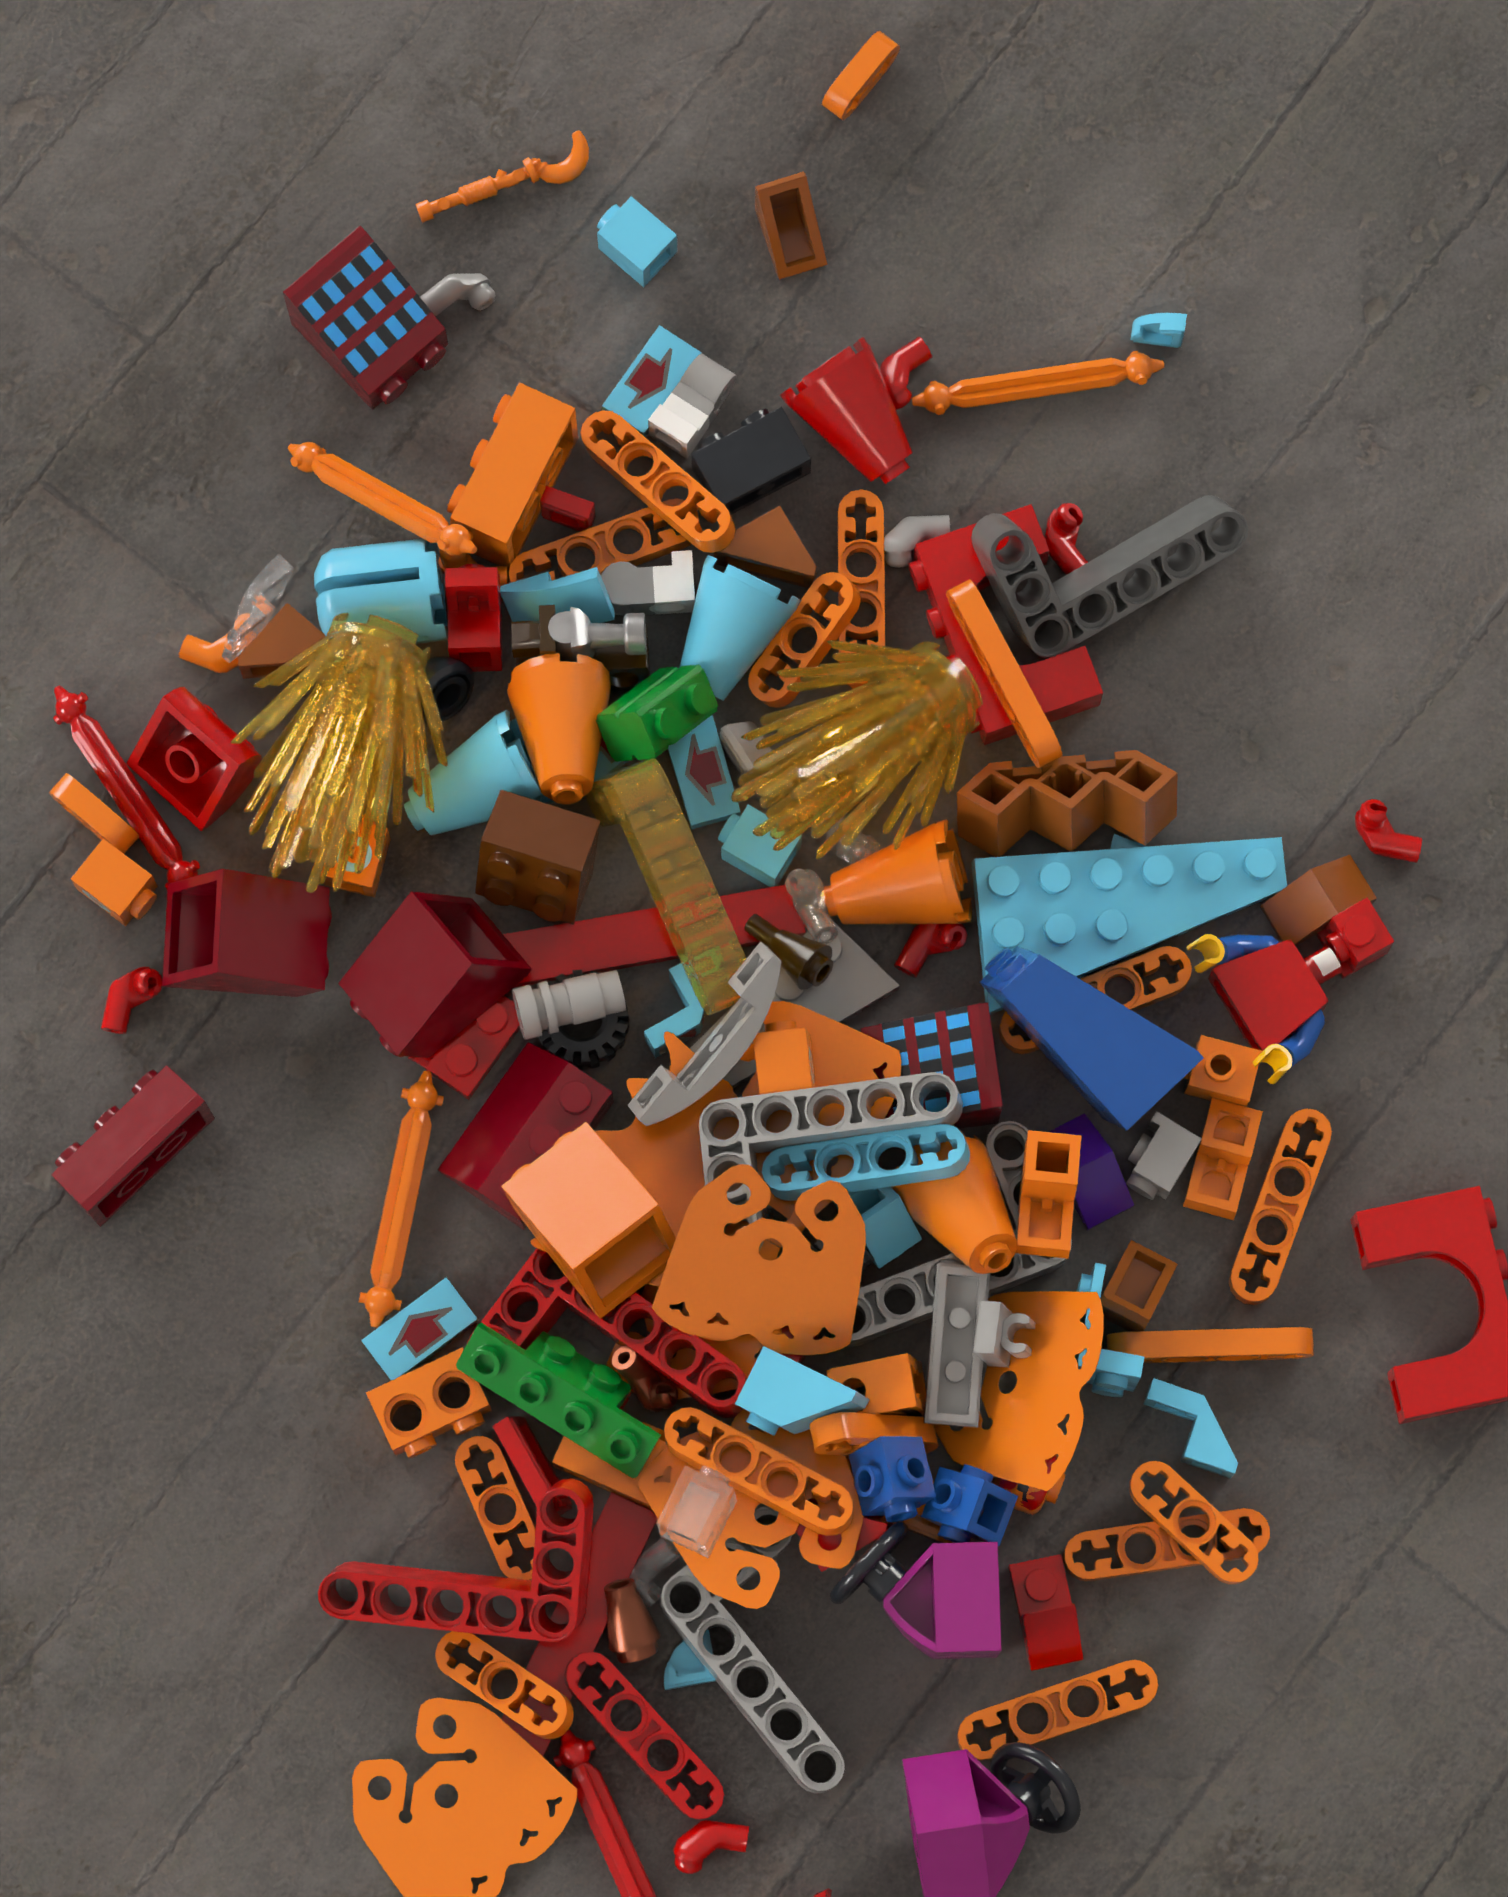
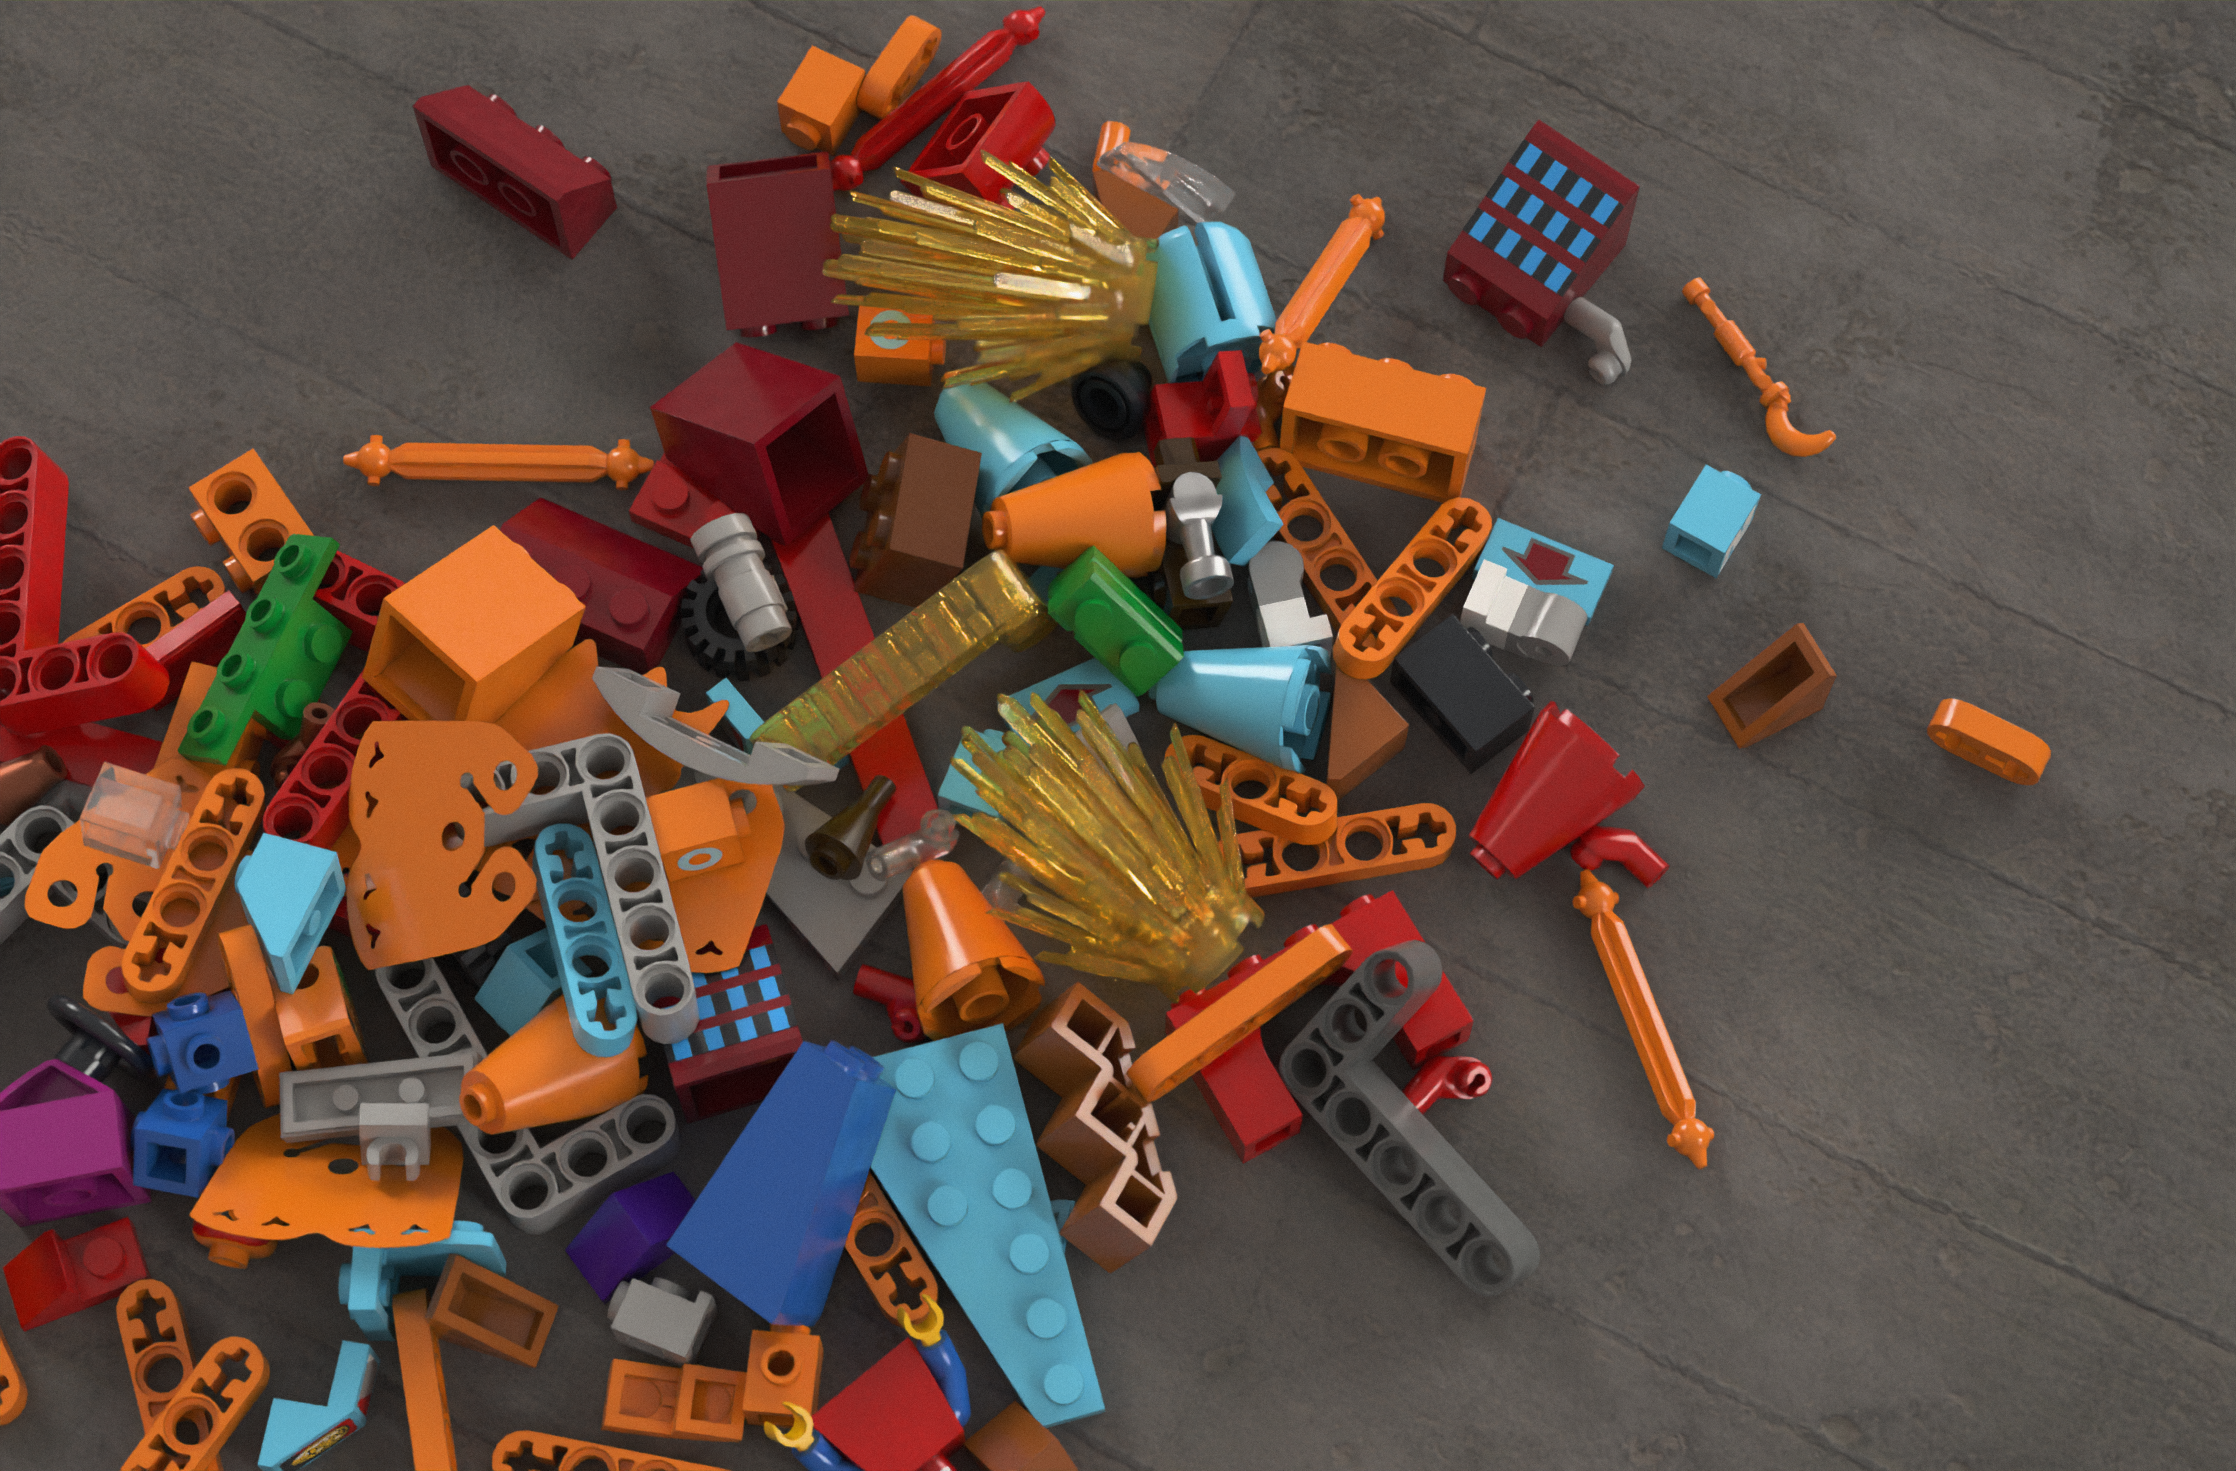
camera: 80 degrees right, 10 degrees down
(127, 994) = (694, 137): red arm -> none
(420, 1330) = (346, 509): medium azure tile -> none
(567, 509) = (1359, 498): red tile -> none
(909, 532) = (1415, 896): light grey arm -> none
(1048, 1194) = (580, 1167): orange brick -> none
(1159, 329) = (1746, 1157): medium azure tile -> none

